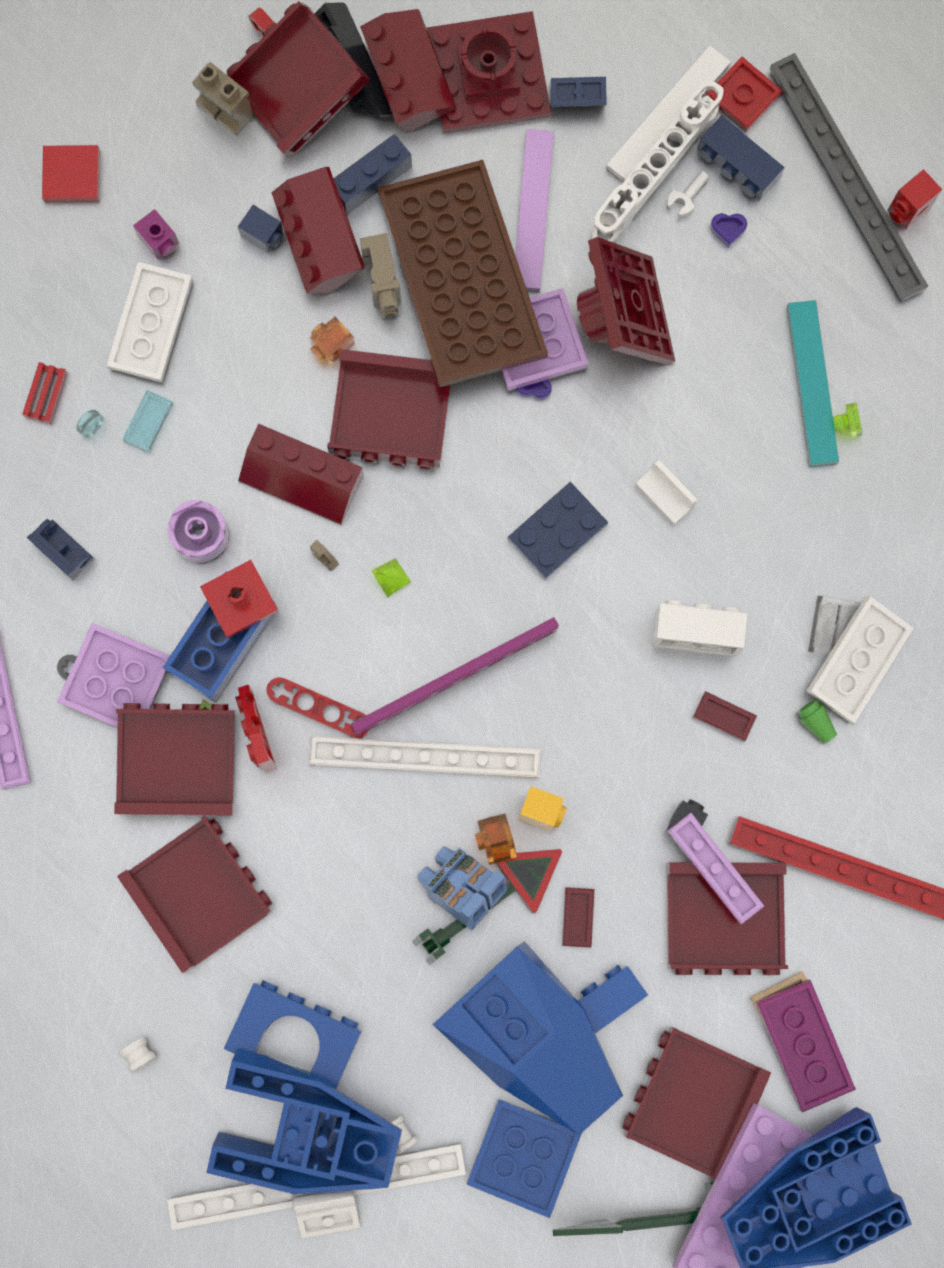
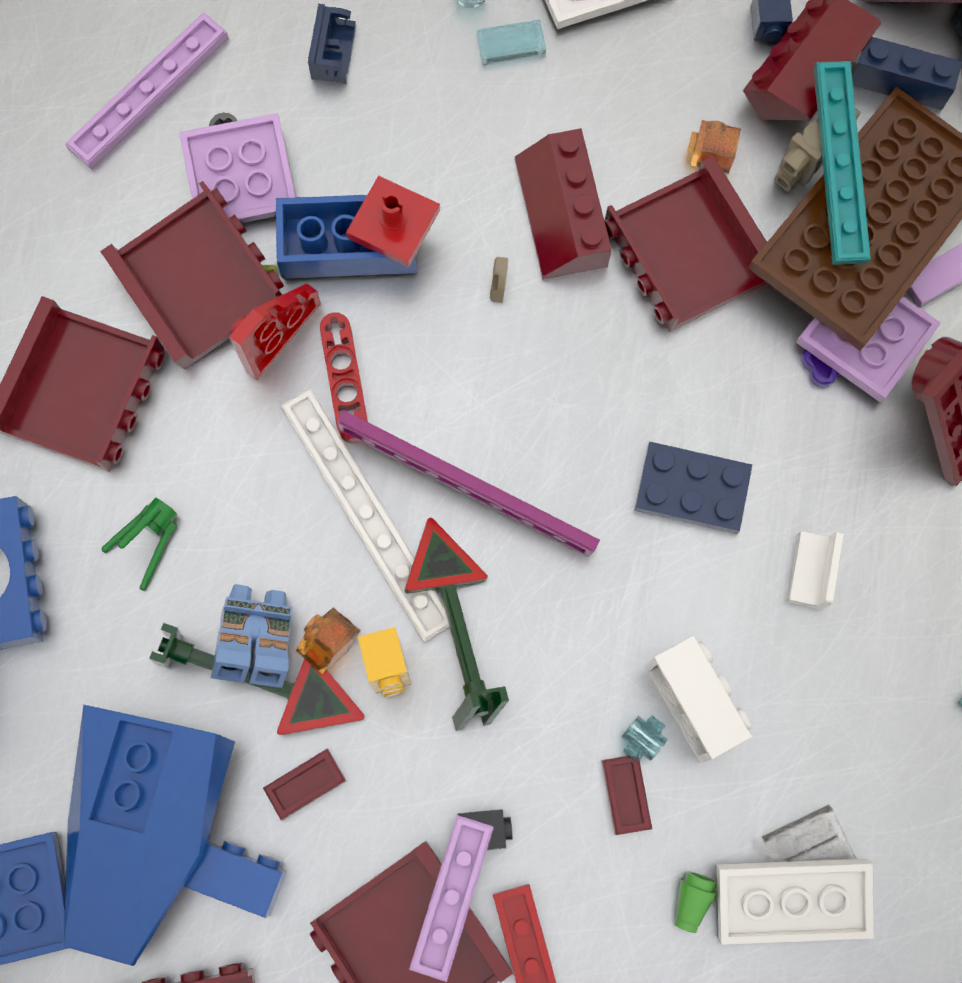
camera: 55 degrees right, 5 degrees down
(183, 535) = (436, 148): lavender brick -> none
(331, 899) = (154, 518): none -> green plant
(390, 577) = (524, 357): clear neon green slope -> none
(413, 273) = (841, 163): none -> teal tile
(497, 731) = (443, 566): none -> dark green piece
(698, 680) = (644, 738): none -> clear light blue gear

